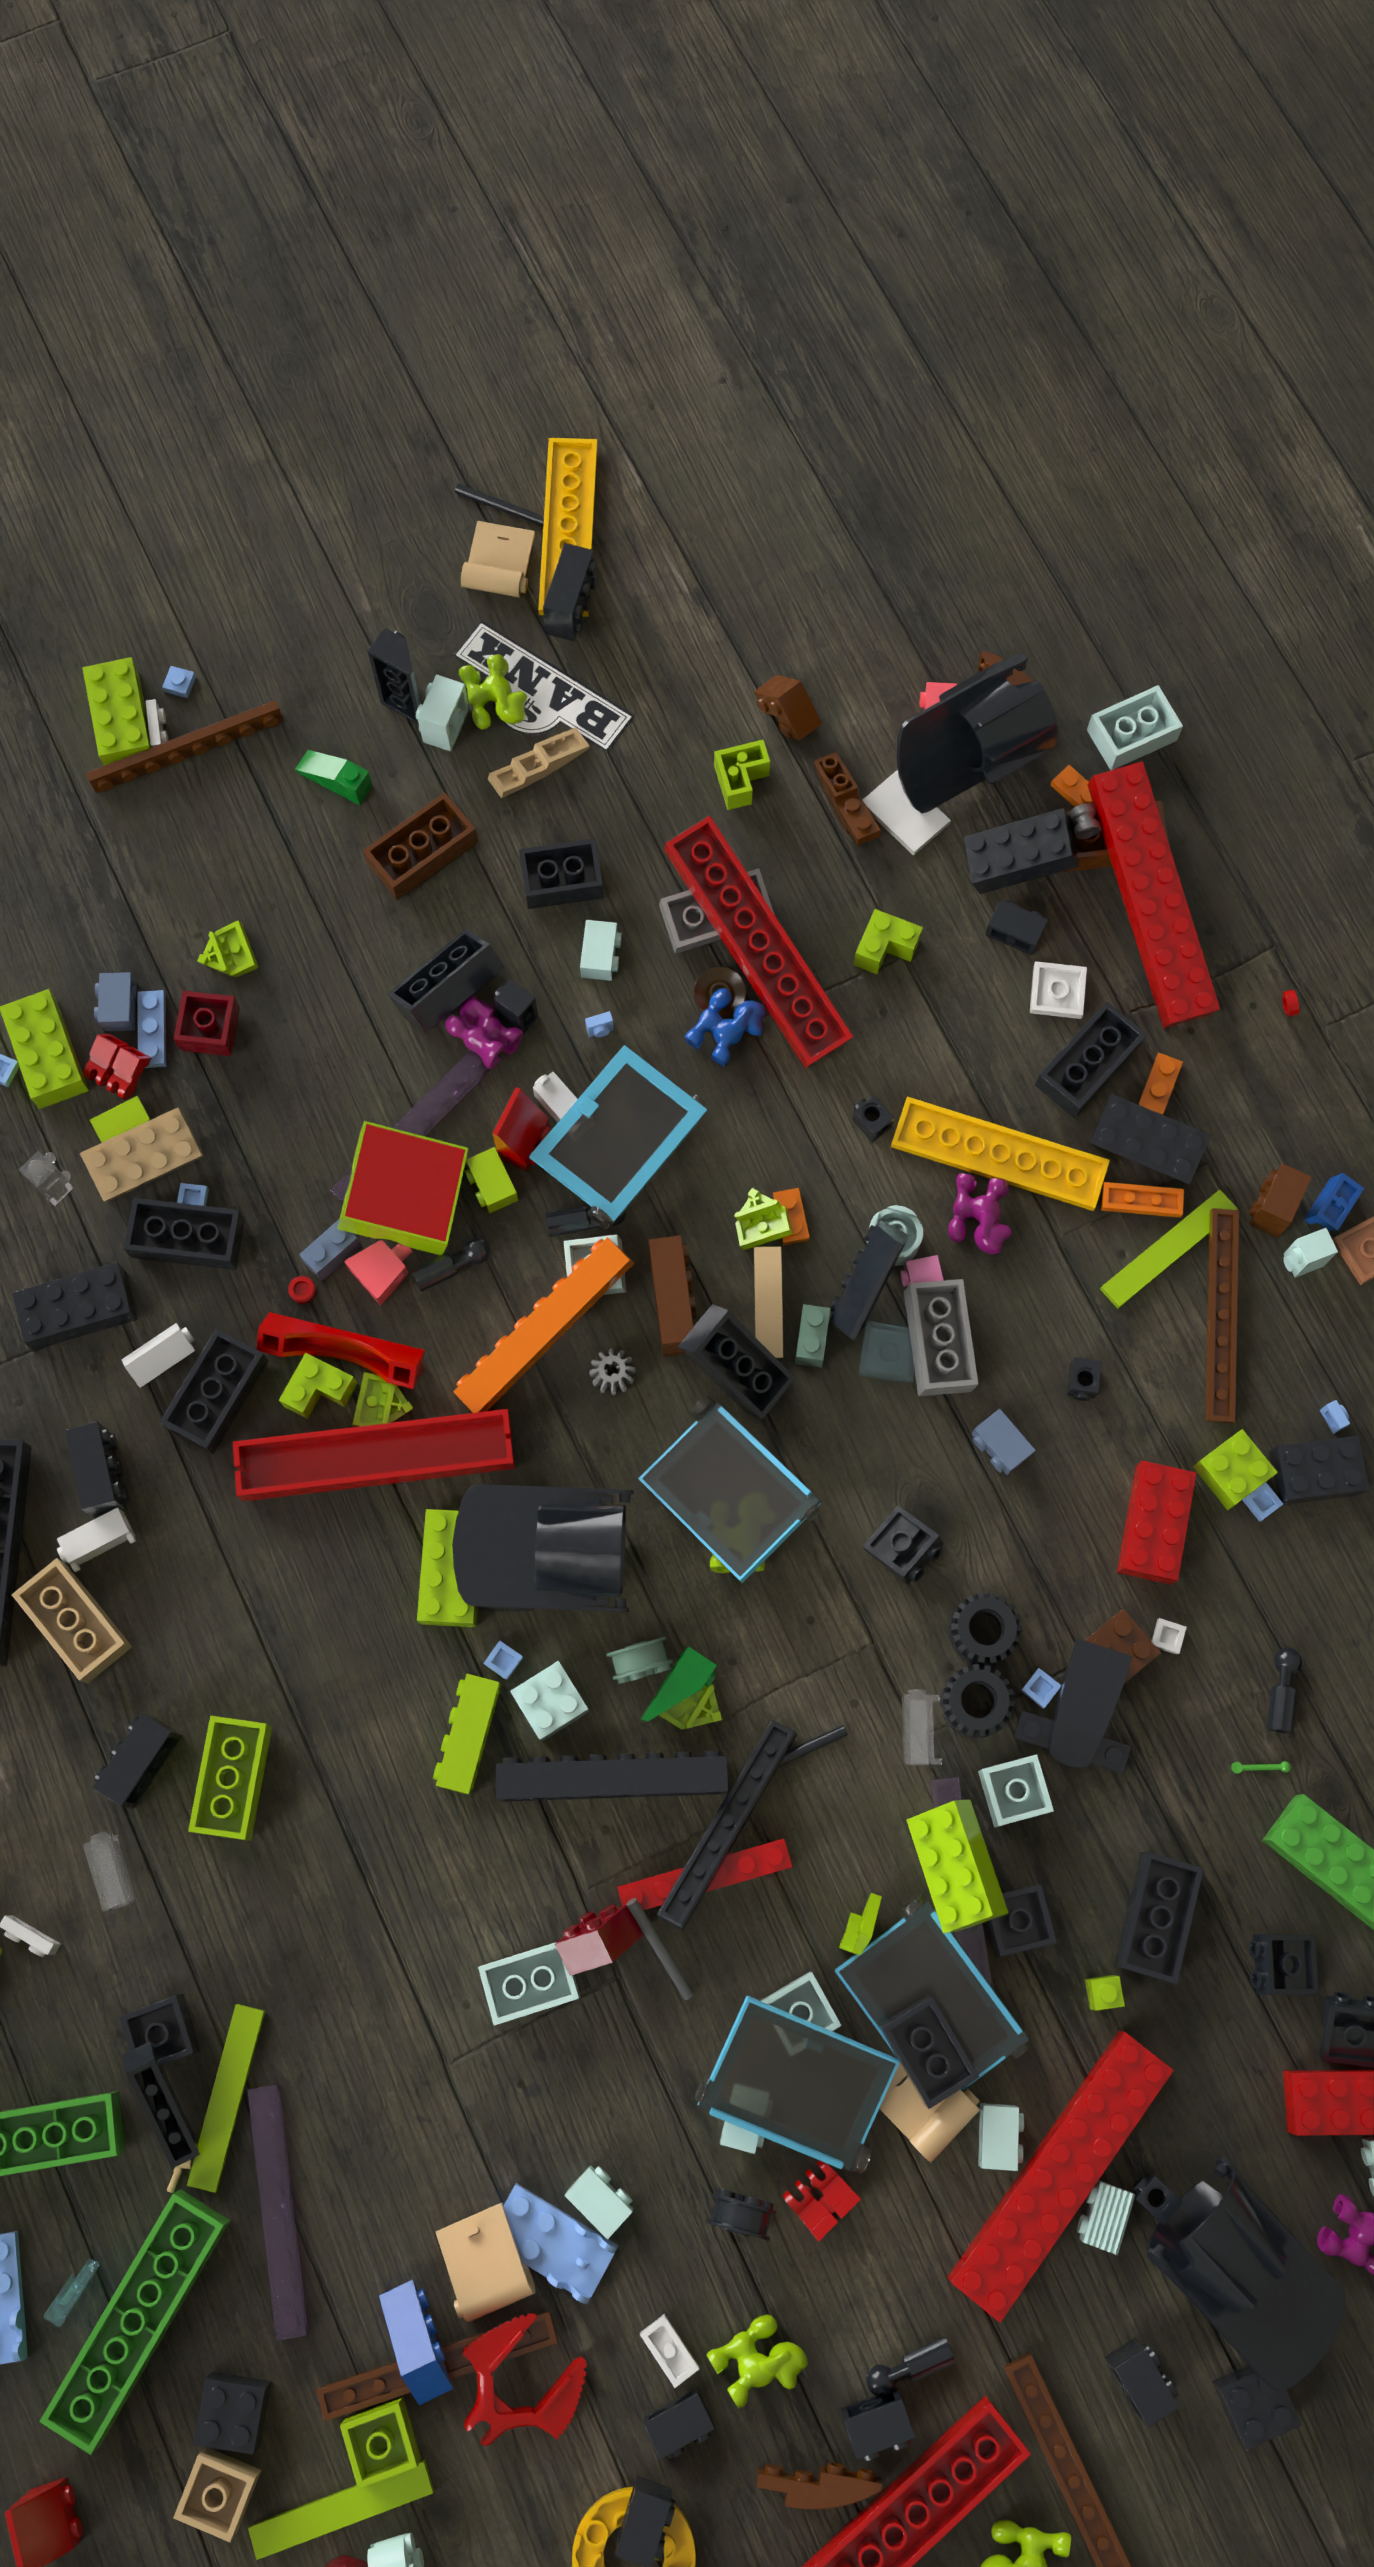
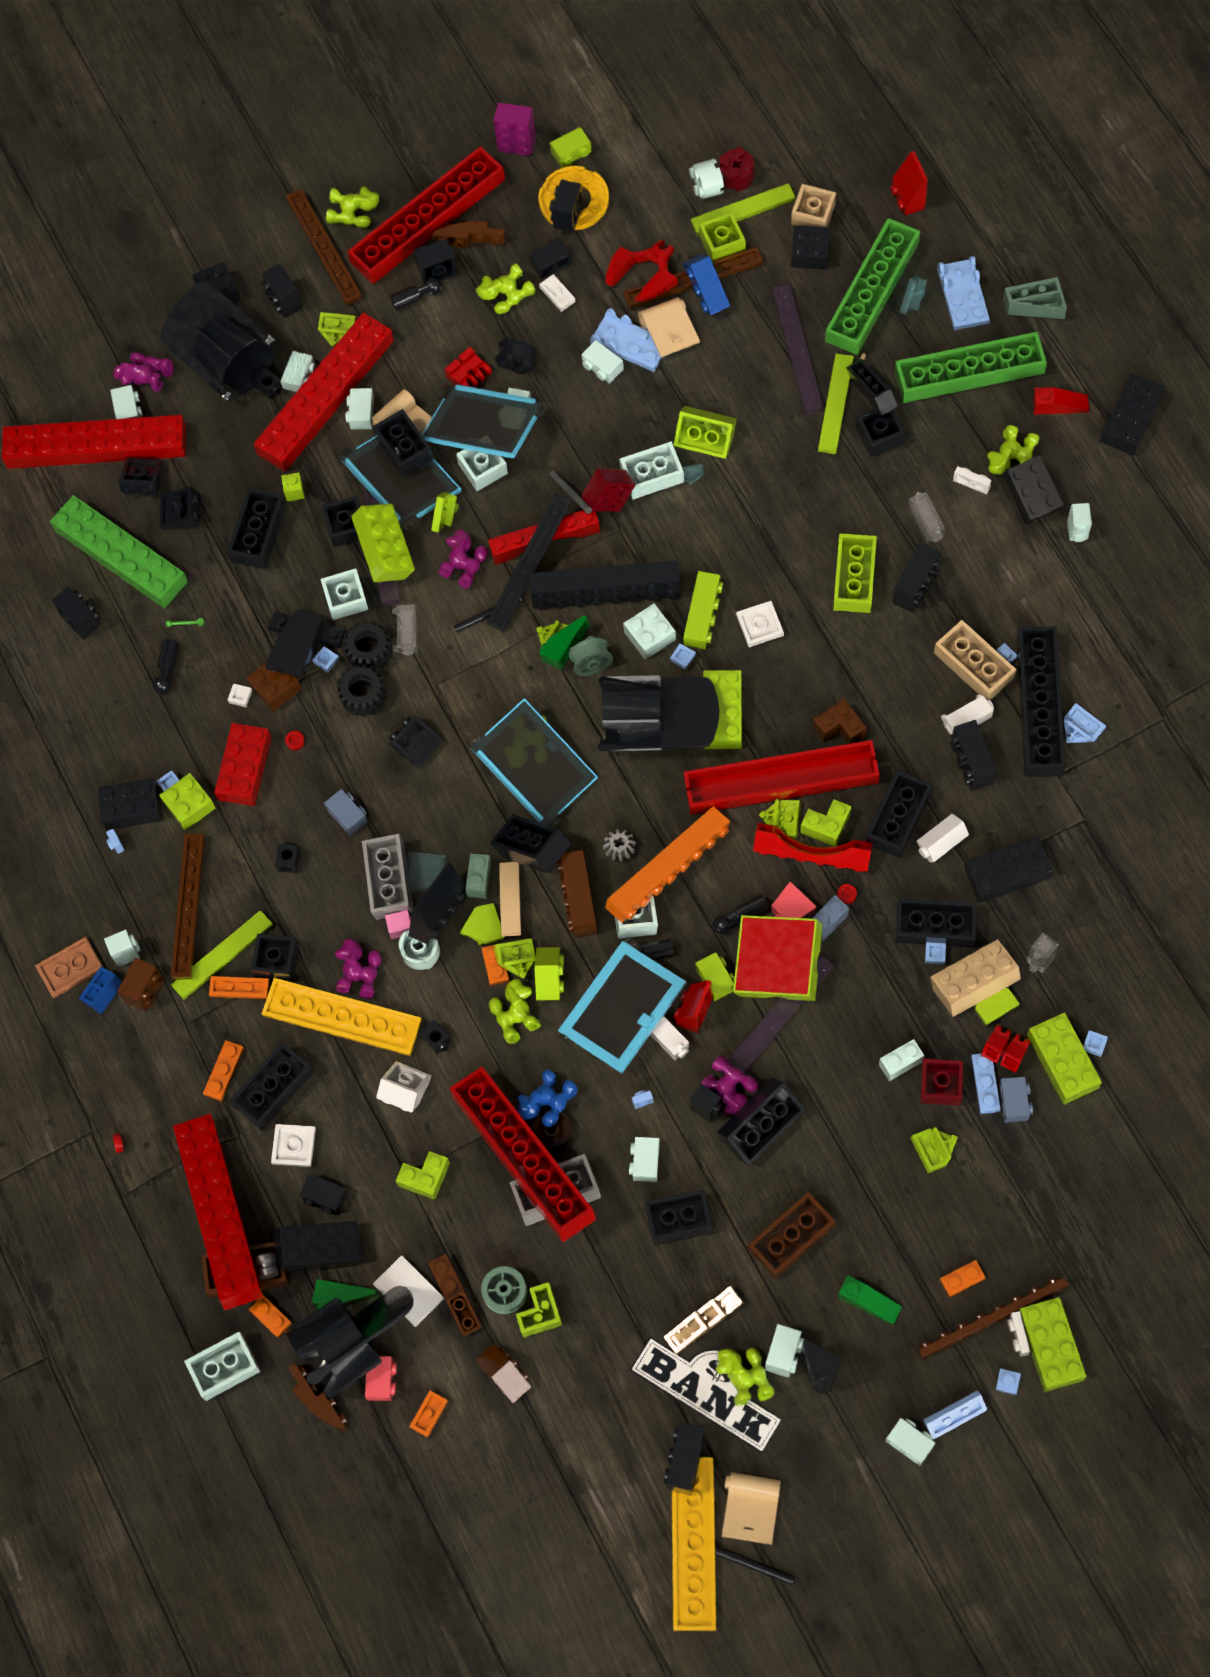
camera: 175 degrees left, 5 degrees down
(28, 1636) = (1007, 653): none -> light blue plate
(216, 797) = (962, 1278): none -> orange plate
(247, 645) = (955, 1414): none -> light blue plate
(255, 1056) = (901, 1060): none -> light aqua brick
(279, 1542) = (840, 719): none -> reddish brown brick
(303, 618) = (910, 1441): none -> light aqua brick
(384, 1707) = (759, 624): none -> white plate
(440, 2054) = (704, 432): none -> lime slope
(466, 1975) = (693, 473): none -> clear light blue slope
(717, 1189) = (548, 969): none -> lime brick
(760, 1141) = (518, 1012): none -> lime animal
(784, 800) = (508, 1301): none -> sand green wheel
(806, 1270) = (483, 925): none -> lime slope
(839, 1841) = (458, 559): none -> magenta animal
(879, 672) = (428, 1414): none -> orange plate
(913, 1057) = (403, 1086): none -> white slope
(991, 806) = (348, 1294): none -> green slope
(1046, 2308) = (334, 326): none -> lime slope
(1082, 1562) = (294, 740): none -> red tile
(1095, 1232) = (274, 957): none -> black brick
(1150, 1138) = (231, 1027): black brick -> none

